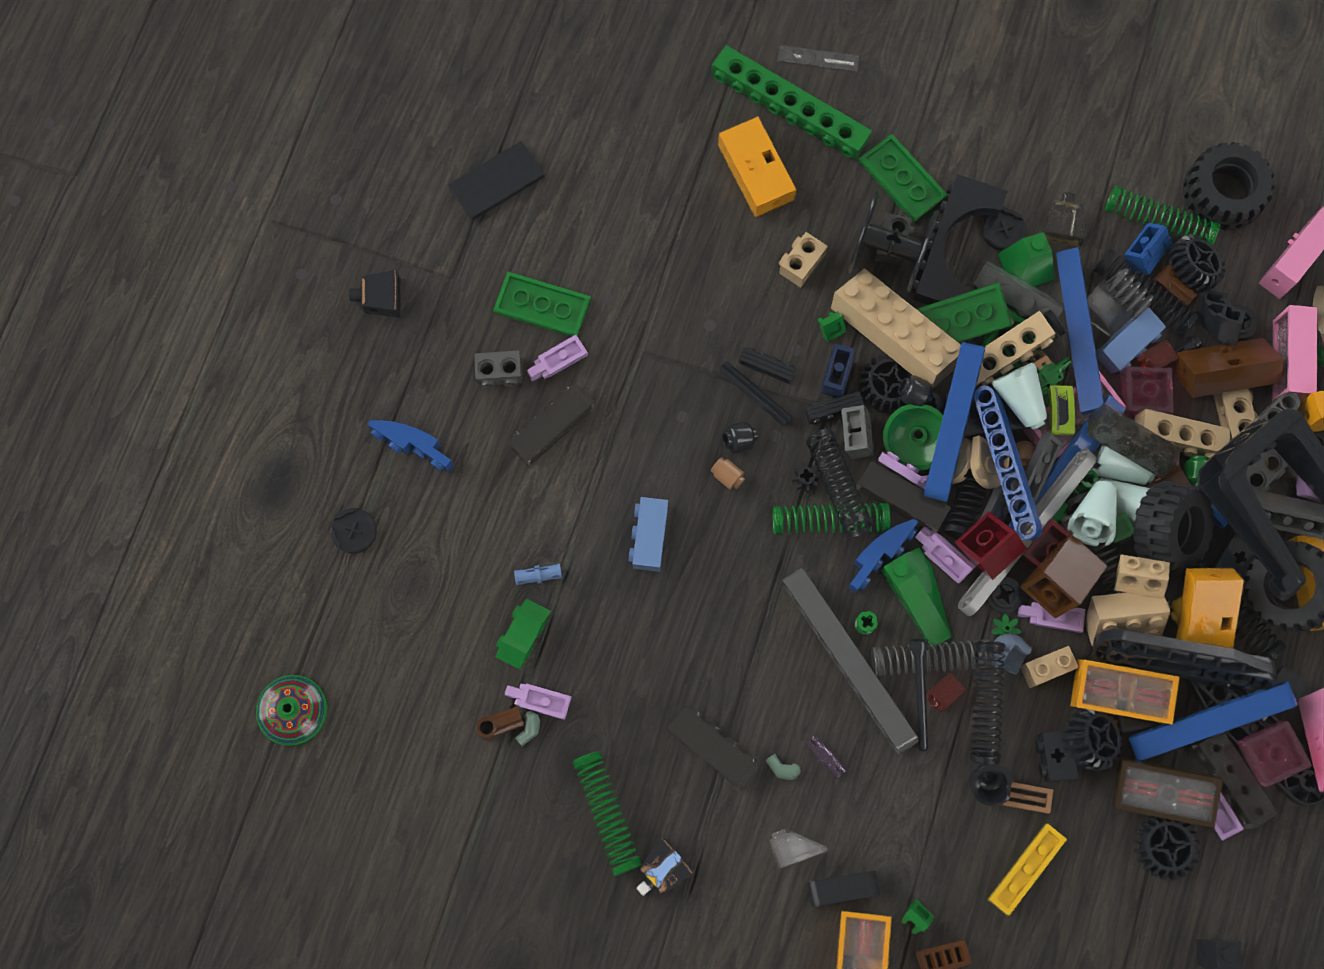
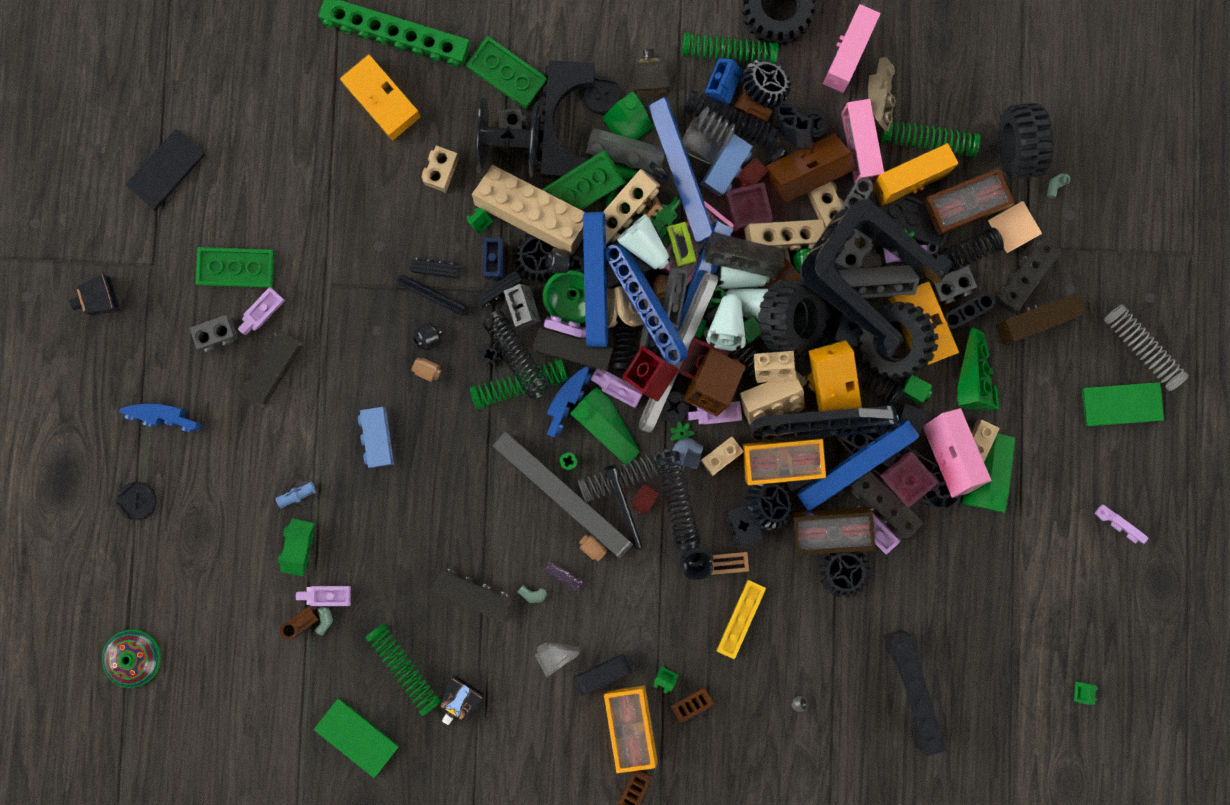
camera: 15 degrees left, 10 degrees up
(527, 881) = (356, 737): none -> green tile
(869, 731) = (592, 547): none -> medium nougat brick
(1300, 653) = (917, 389): none -> green brick

